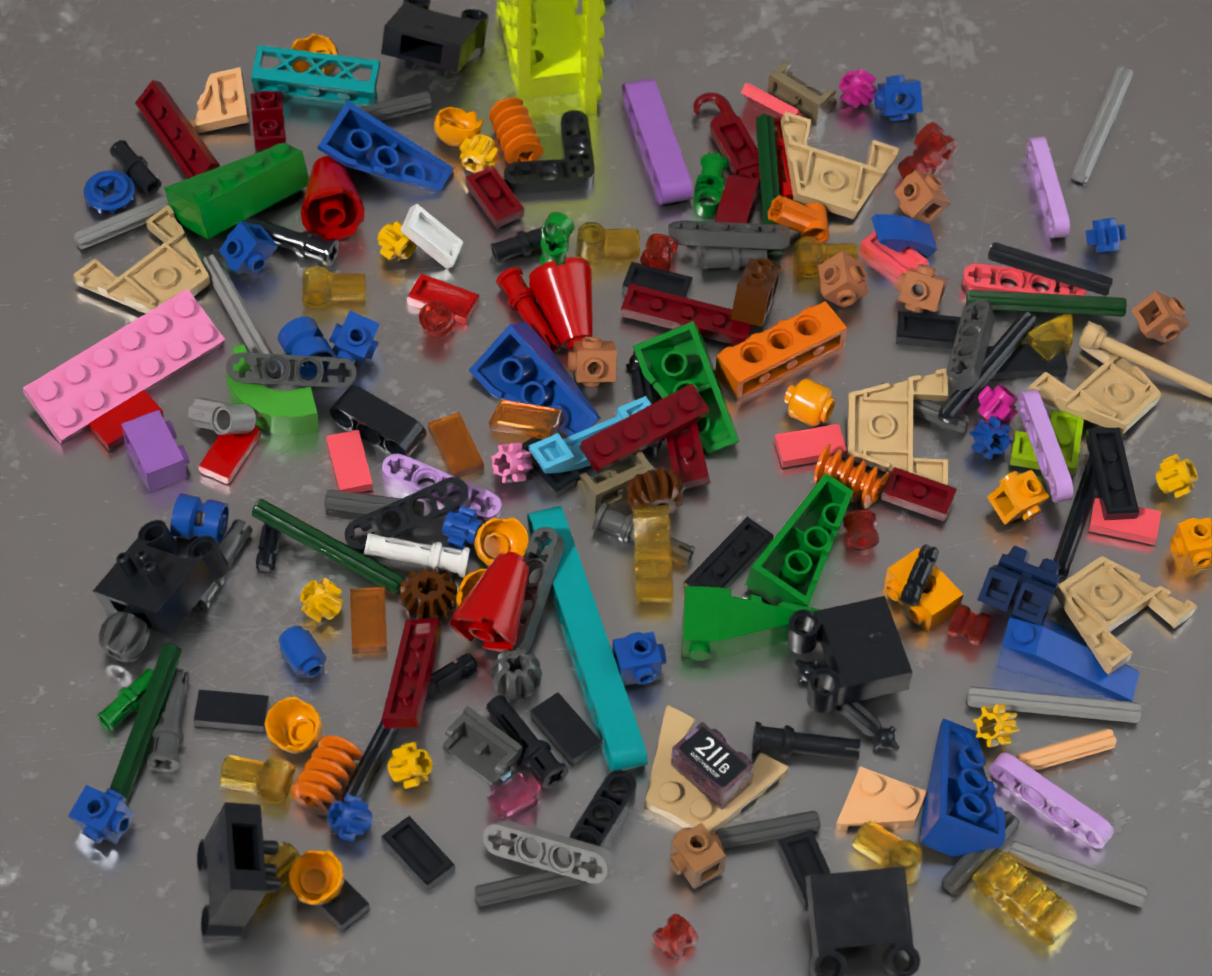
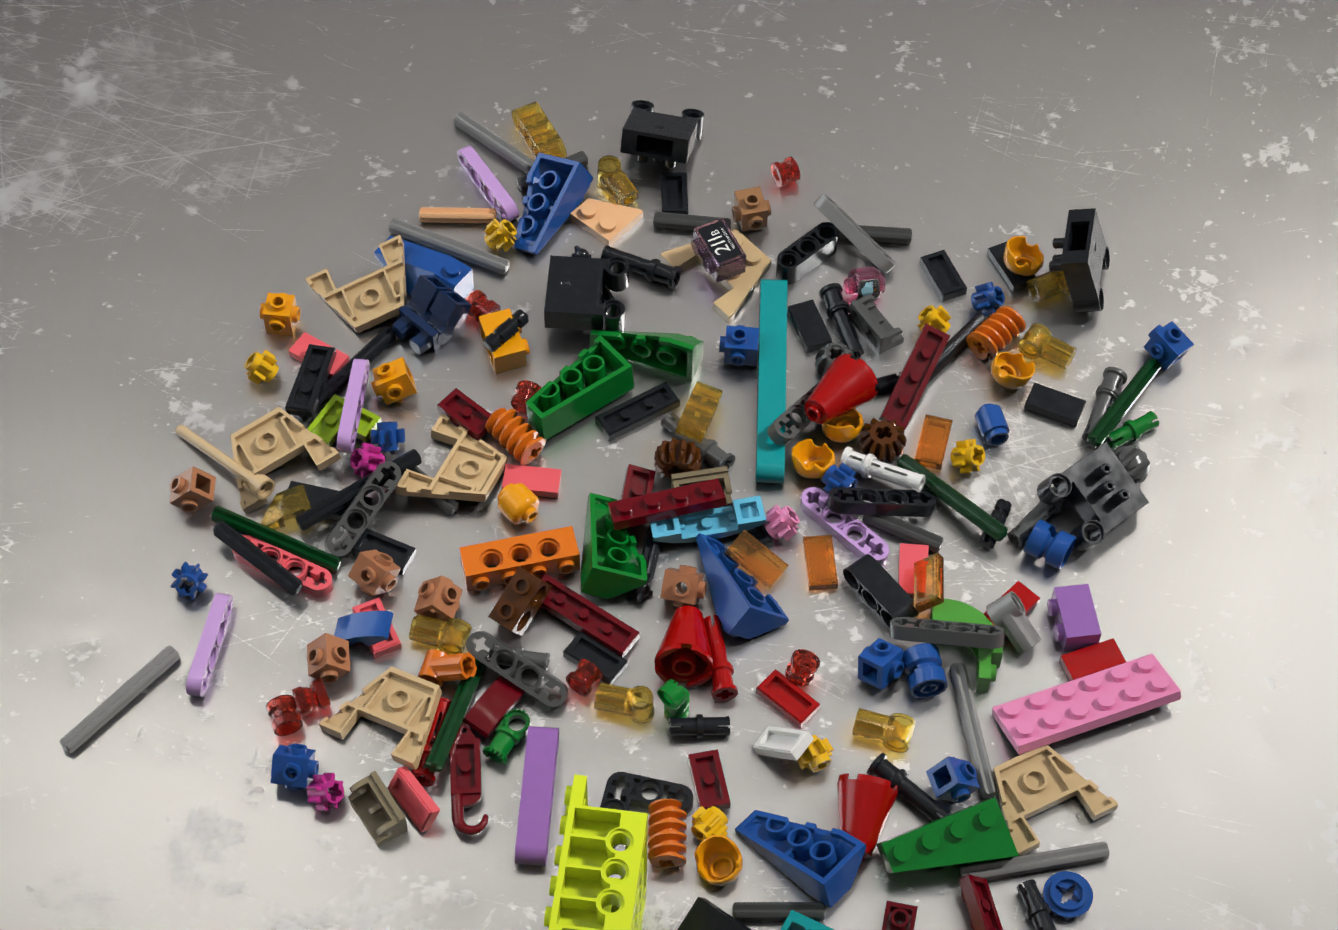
camera: 160 degrees left, 0 degrees up
(326, 427) = (928, 582): none -> clear orange tile

